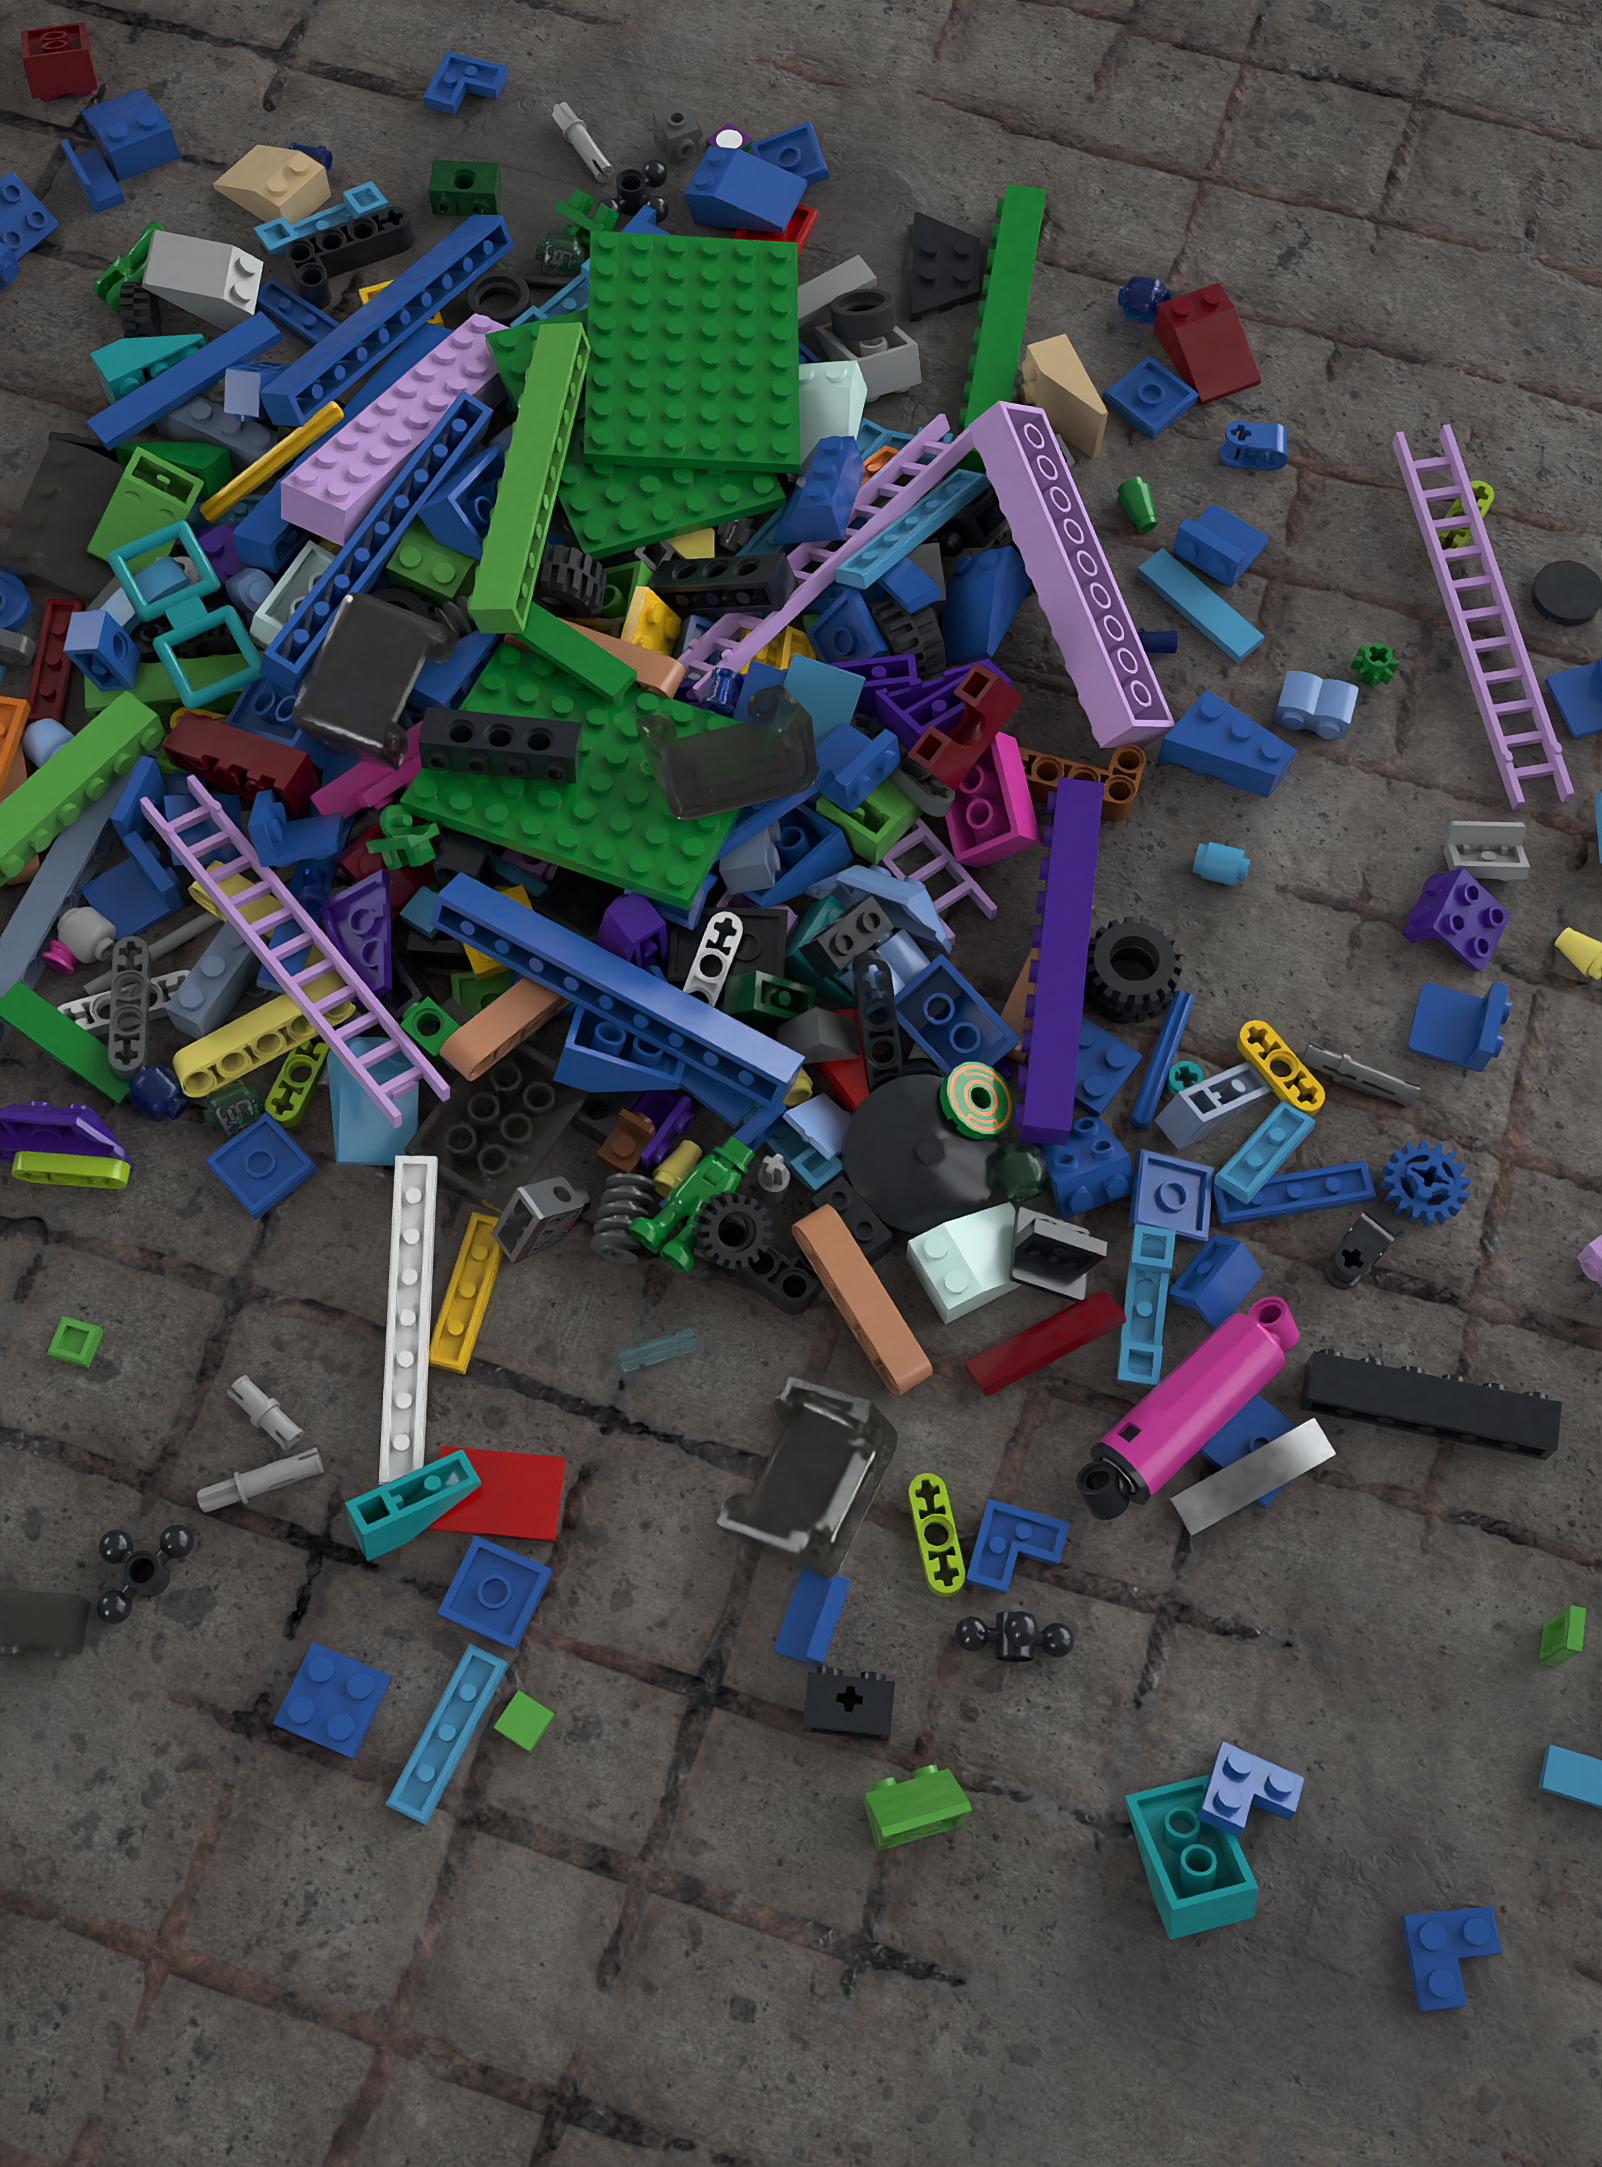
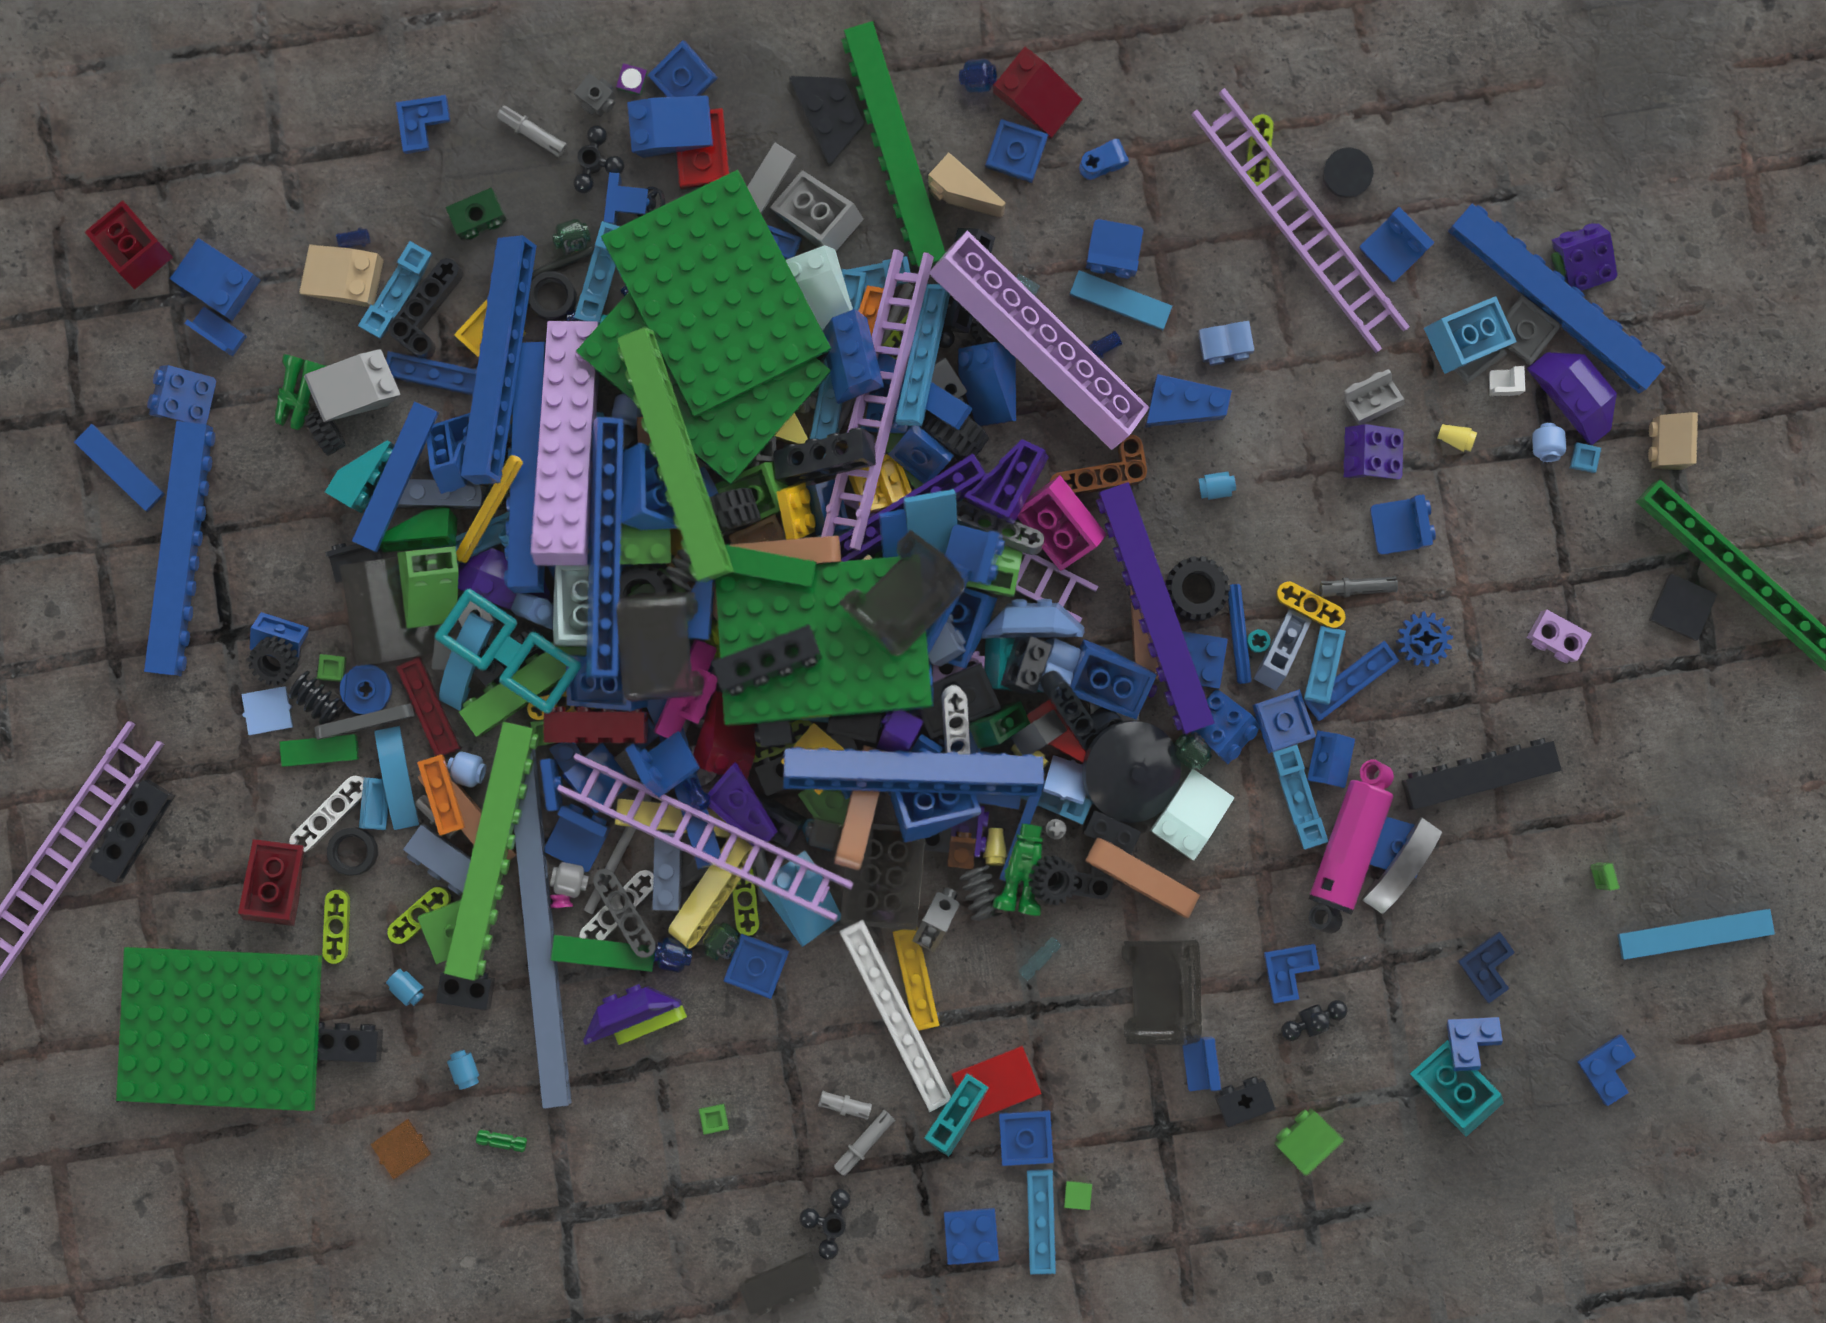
camera: 20 degrees left, 20 degrees up
(102, 650) = (472, 702): blue brick -> none
(403, 841) = (737, 742): green hips -> none
(417, 1016) = (827, 857): green brick -> none
(419, 912) = (766, 768): dark azure tile -> none
(577, 210) = (575, 205): green hips -> none
(722, 691) = (871, 542): clear blue bush -> none
(862, 314) = (793, 179): black tyre -> none
(940, 1502) = (1262, 995): lime beam -> none
(986, 708) = (1031, 516): dark red arch -> none
(992, 1091) = (1162, 723): green tile -> none
(1044, 1342) = (1253, 845): dark red tile -> none
(1053, 1254) = (1234, 793): black bracket -> none
(1138, 503) = (1048, 244): green cone -> none
(1309, 1684) = (1481, 964): none -> dark blue plate
(1360, 1249) = (1404, 695): black piece -> none
(1374, 664) = (1256, 293): green gear -> none

